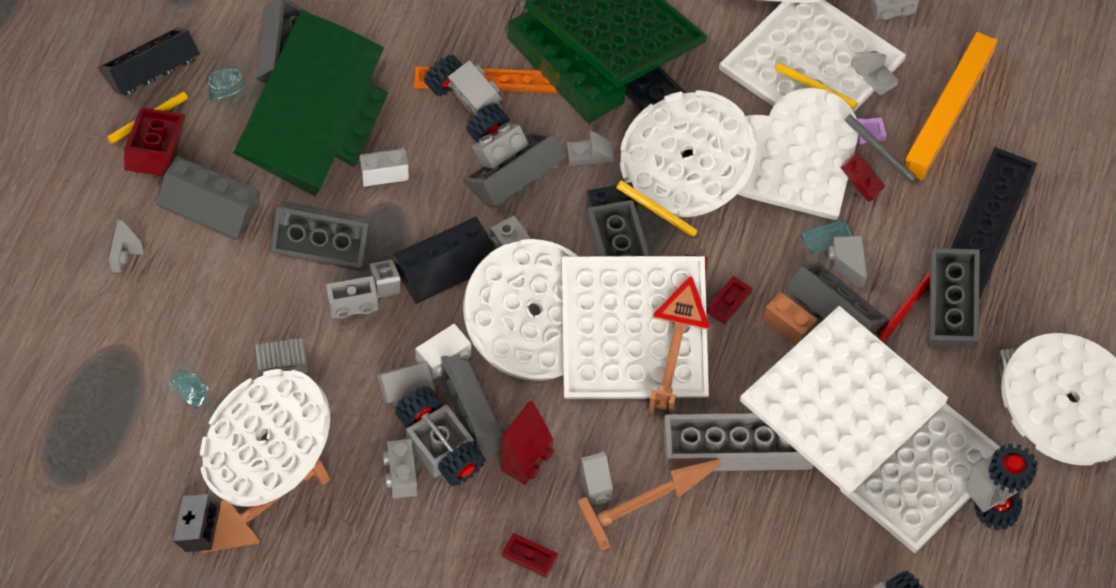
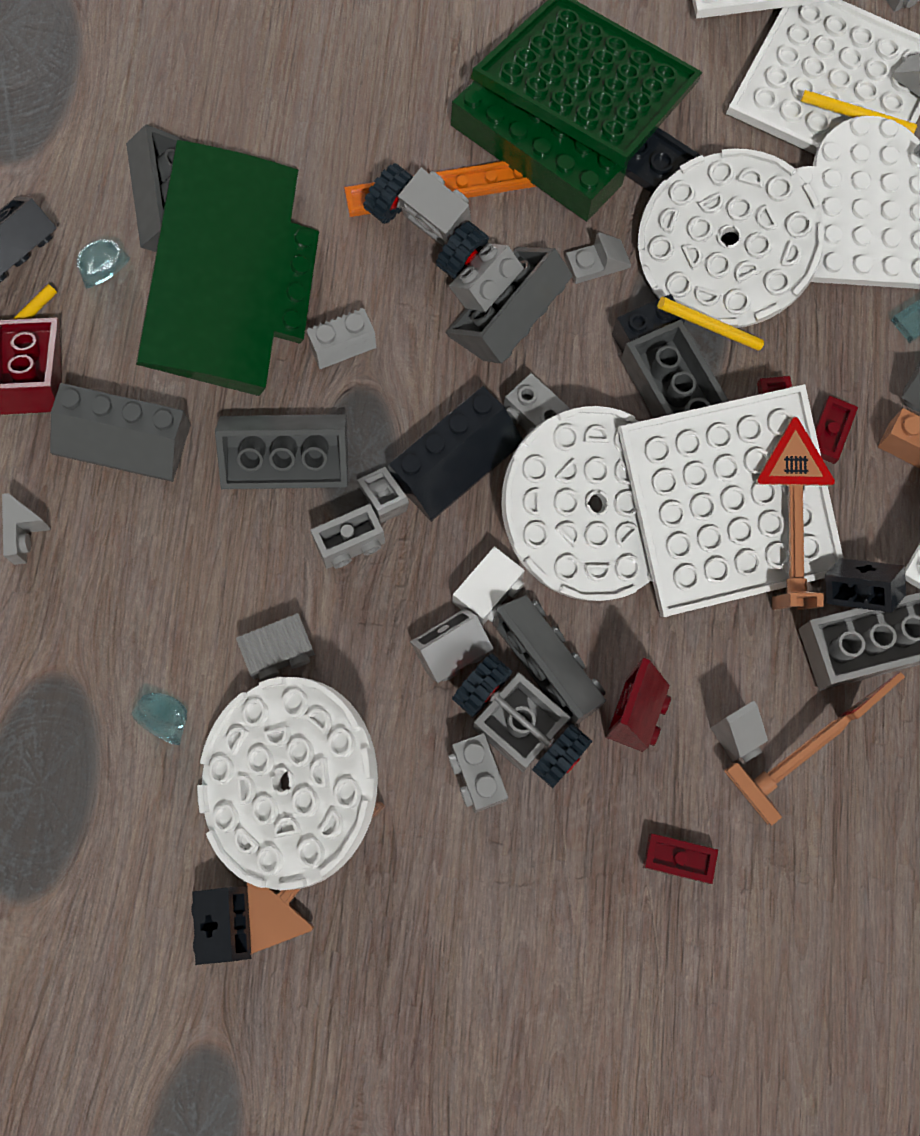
camera: 15 degrees left, 15 degrees up
(713, 400) = (865, 585): none -> black brick

